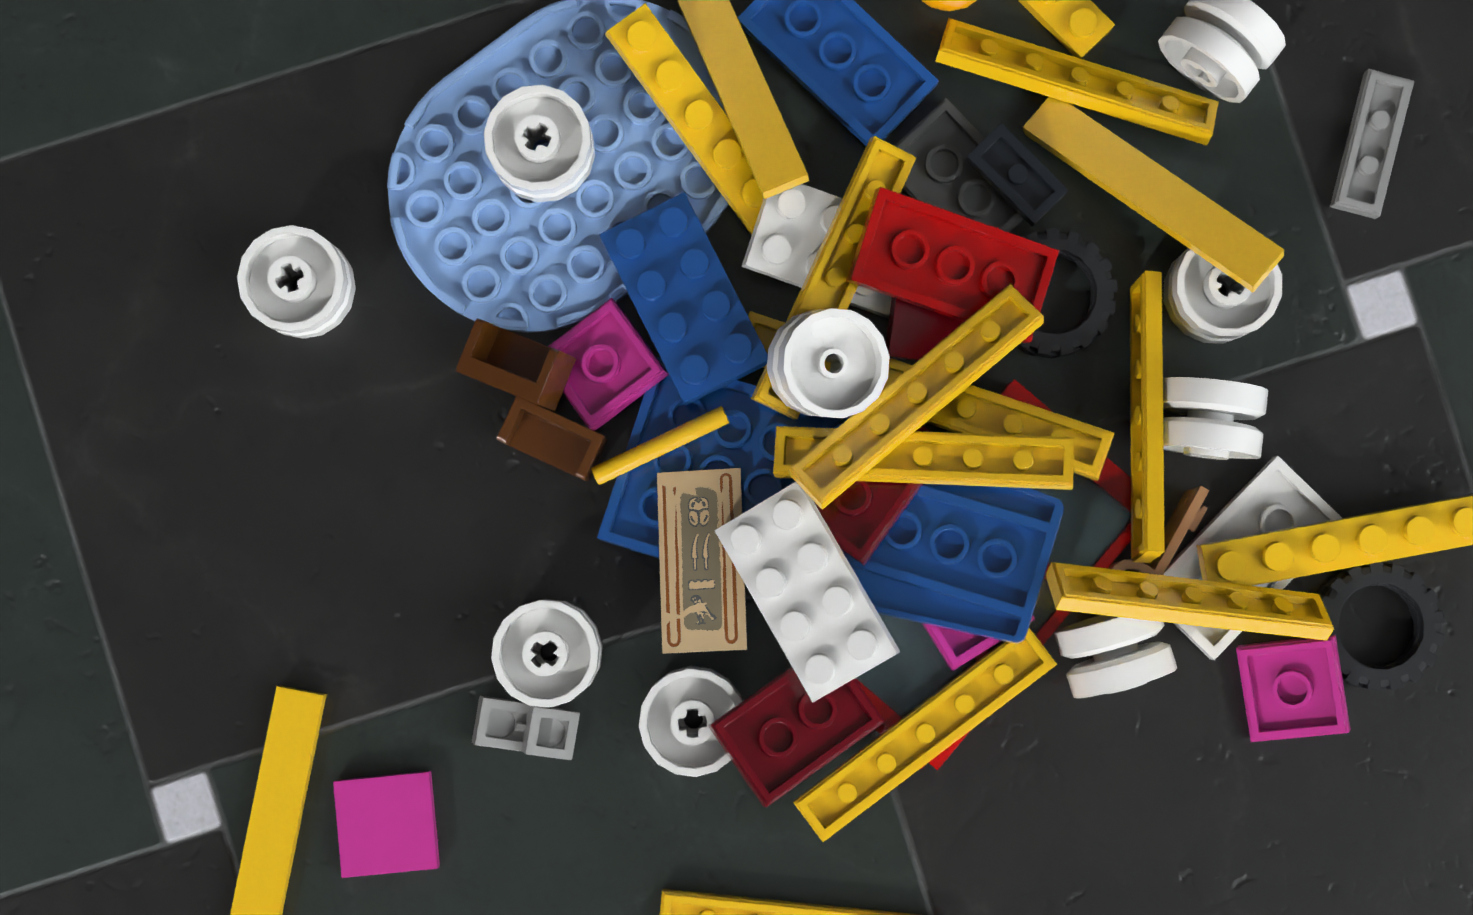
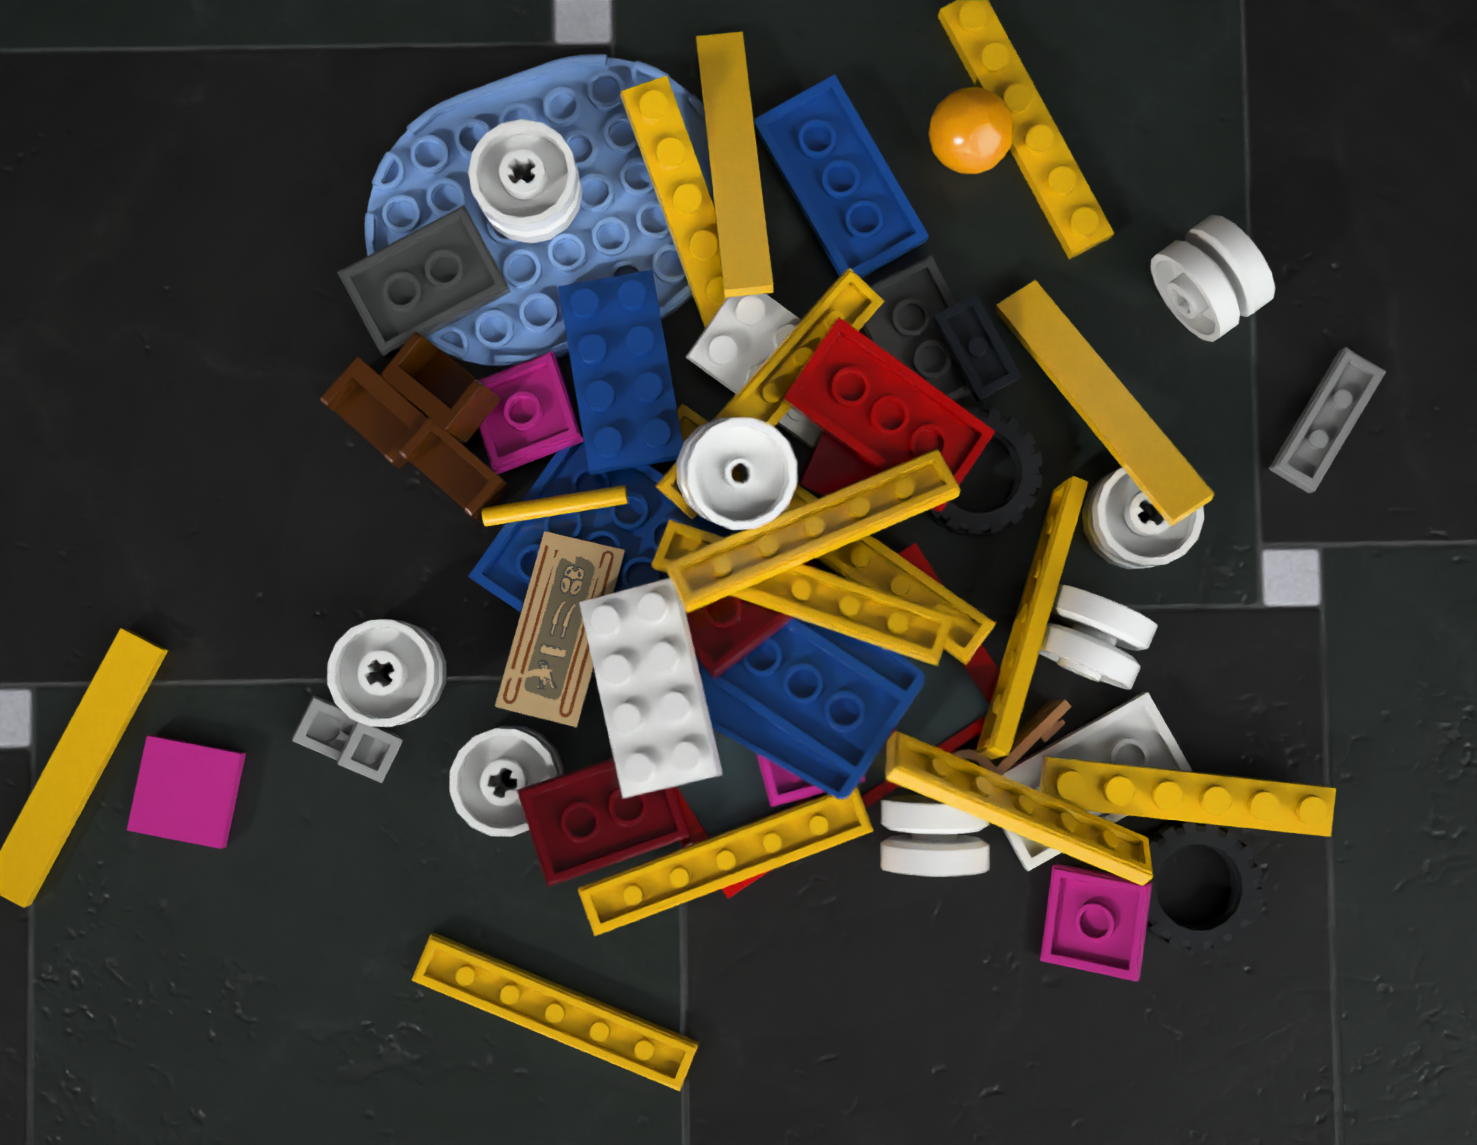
camera: 10 degrees right, 0 degrees up
(273, 266) = (254, 246): white wheel -> none
(460, 405) = (374, 409): none -> reddish brown panel
(468, 267) = (424, 281): none -> dark grey tile
(1077, 81) = (1062, 277): yellow tile -> none

